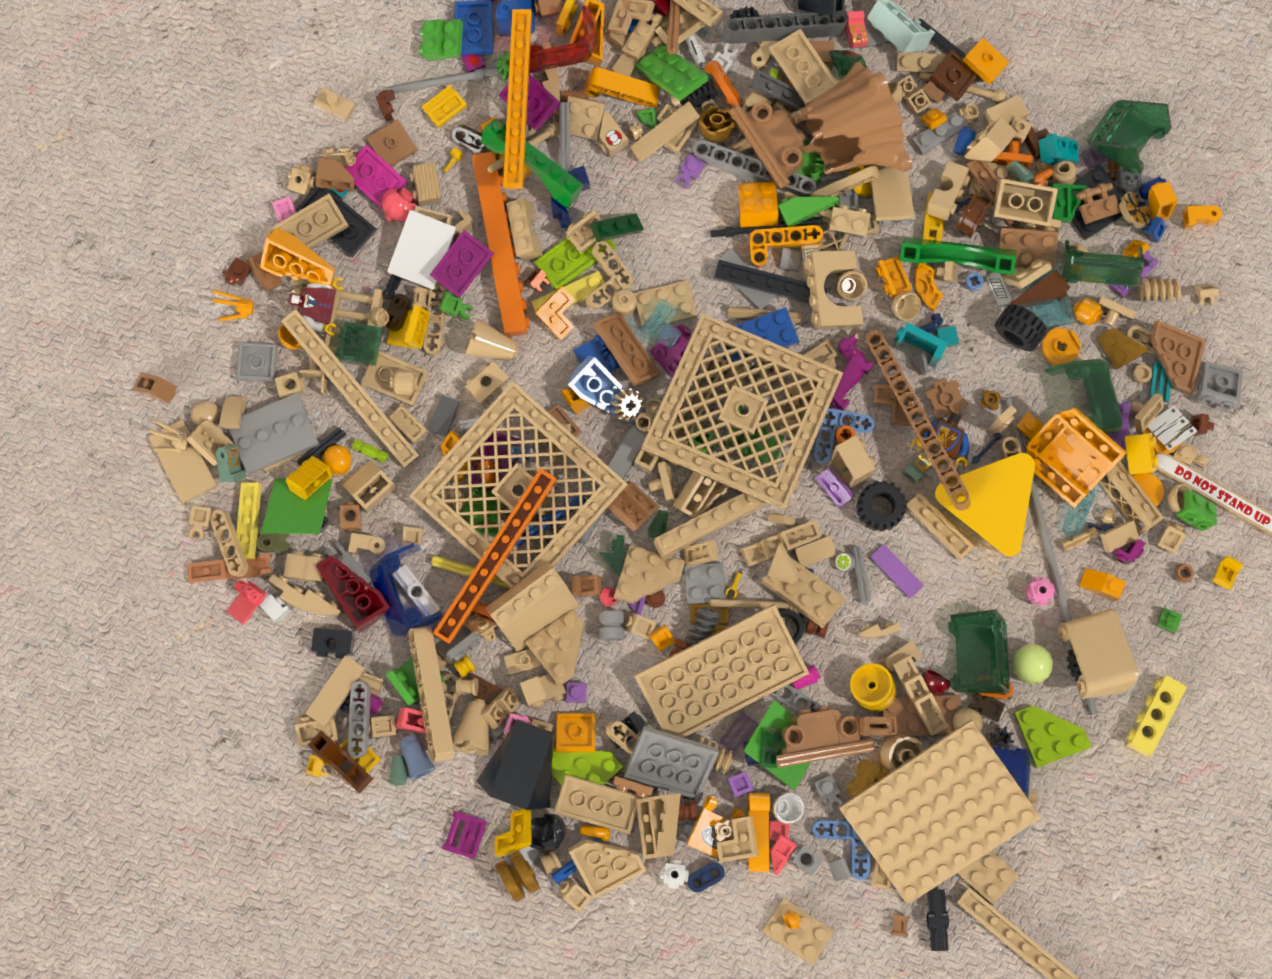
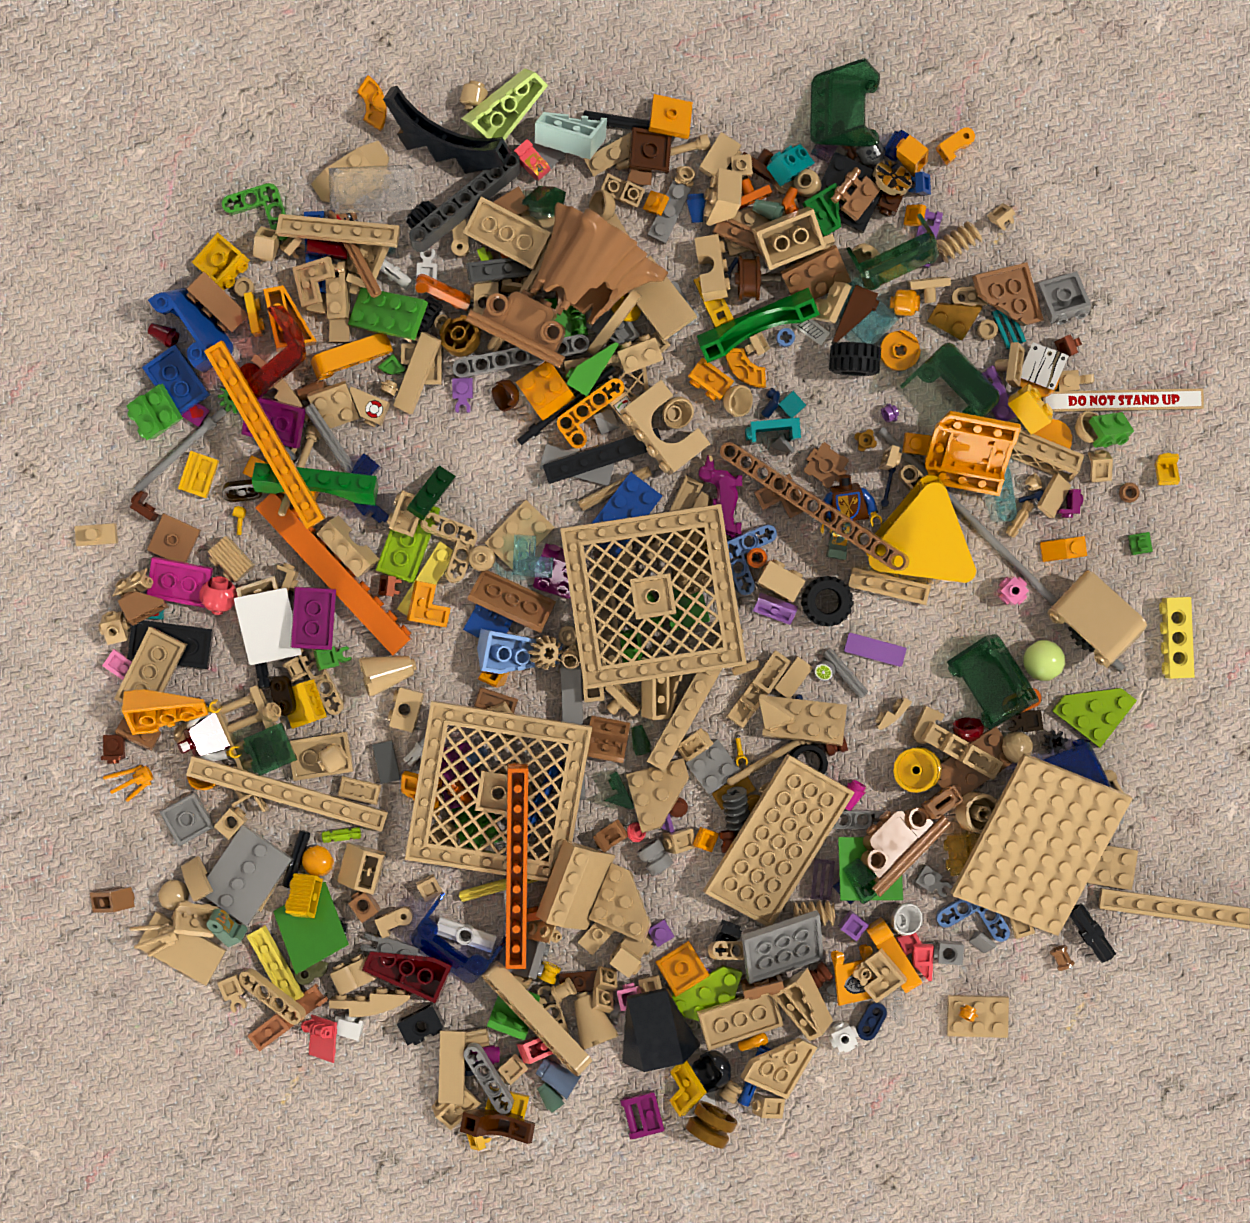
camera: 30 degrees left, 10 degrees up
(723, 190) = (505, 395): none -> reddish brown hair
(1023, 390) = (890, 413): none -> medium lavender plate
(1121, 229) = (889, 204): none -> reddish brown bracket

